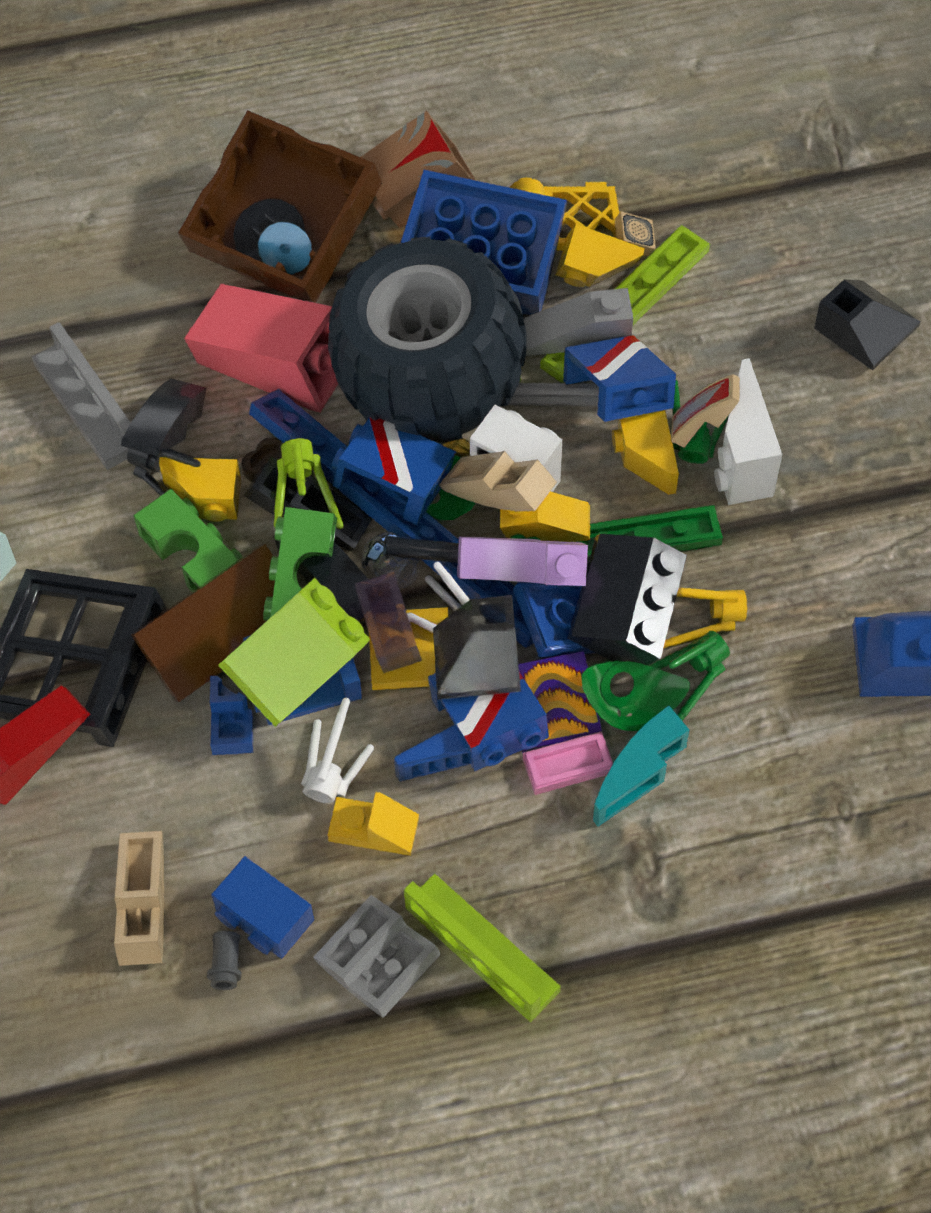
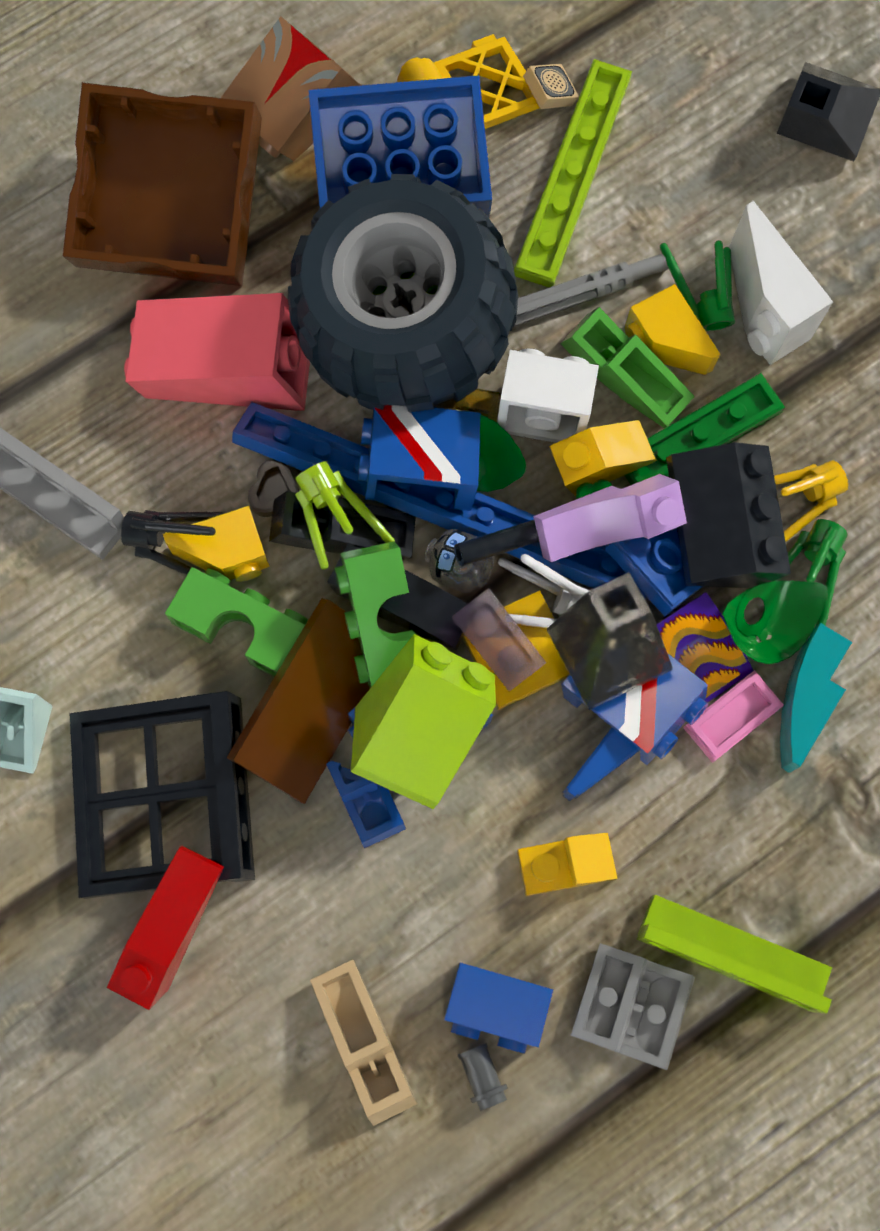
camera: 25 degrees left, 15 degrees up
(165, 417) = (147, 486): black slope -> none
(257, 219) = (160, 218): black piece -> none
(285, 244) = (188, 231): dark azure piece -> none
(324, 780) = (497, 834): white plant -> none
(499, 481) = (549, 437): tan slope -> none
(580, 321) = (552, 210): light grey slope -> none
(594, 256) = (522, 129): yellow slope -> none
(600, 463) = (628, 368): none -> bright green slope
(627, 374) = (622, 257): blue panel -> none
(708, 405) = (727, 269): tan slope -> none

